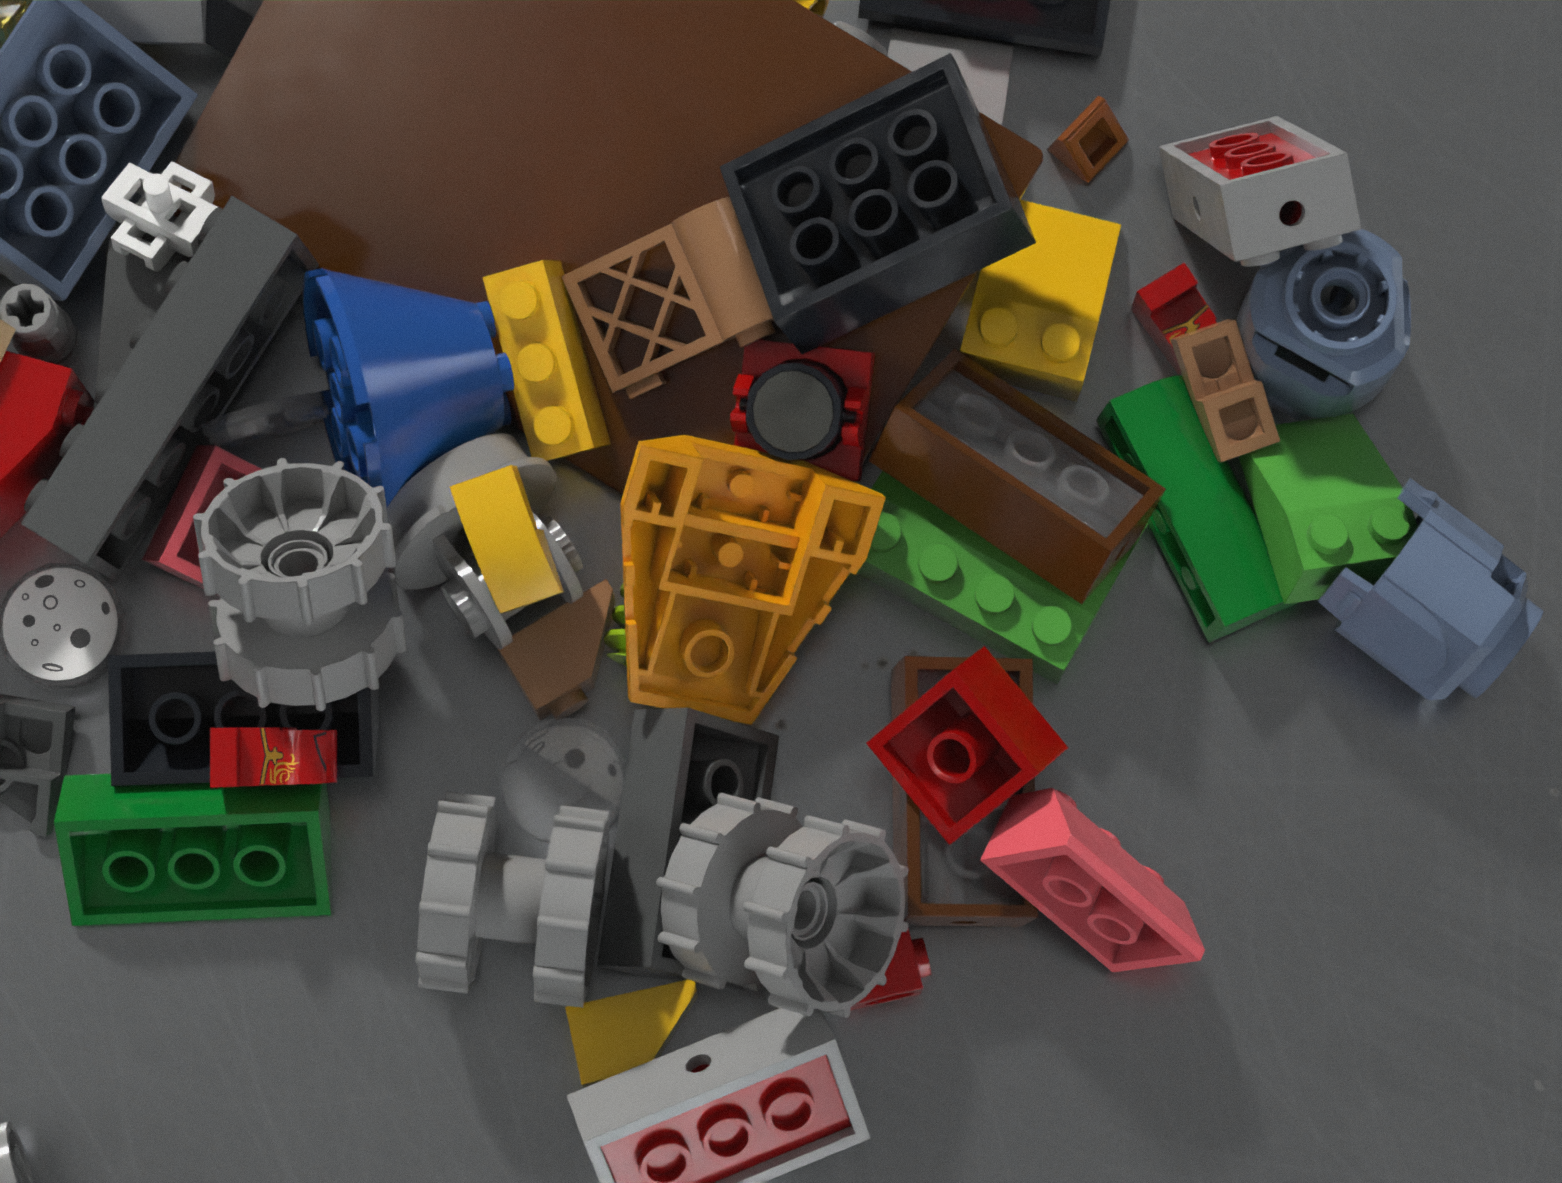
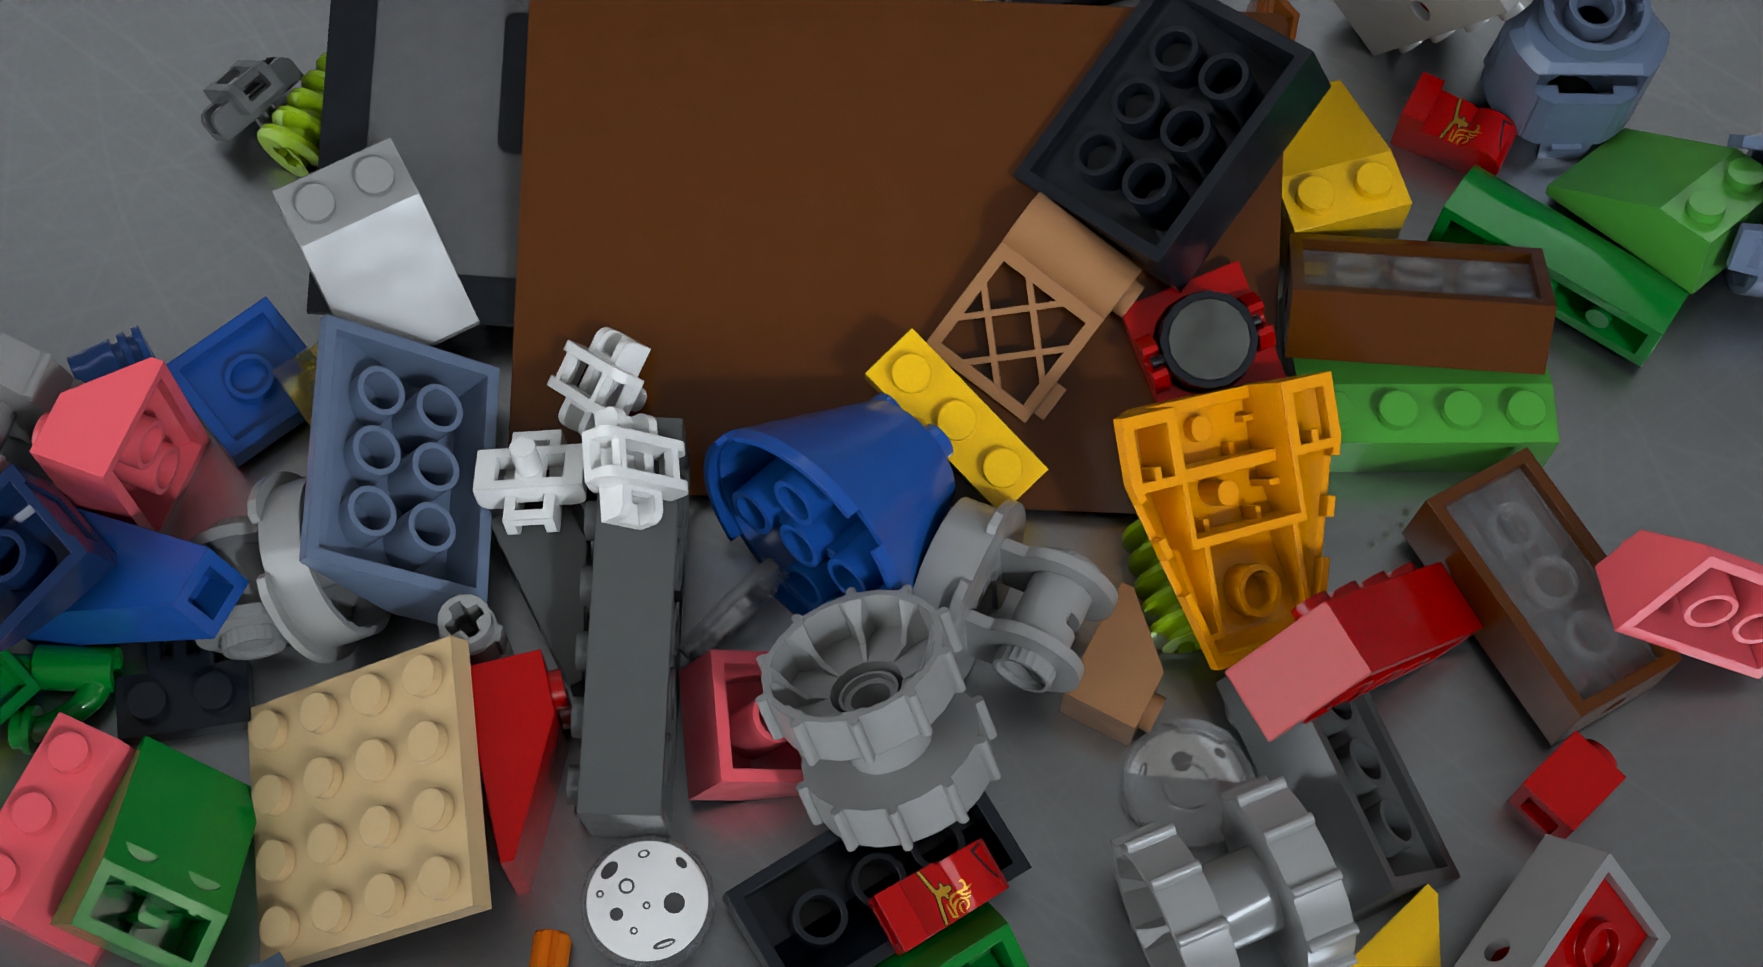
camera: 30 degrees left, 10 degrees down
(214, 263) = (626, 479): none -> white piece
(266, 157) = (608, 381): none -> white piece
(506, 539) = (1041, 574): yellow slope -> none
(752, 744) = (1352, 644): none -> red wedge
(783, 904) = (1439, 776): light grey piece -> none
(967, 745) = (1537, 541): red slope -> none
(1224, 390) = (1534, 161): medium nougat slope -> none

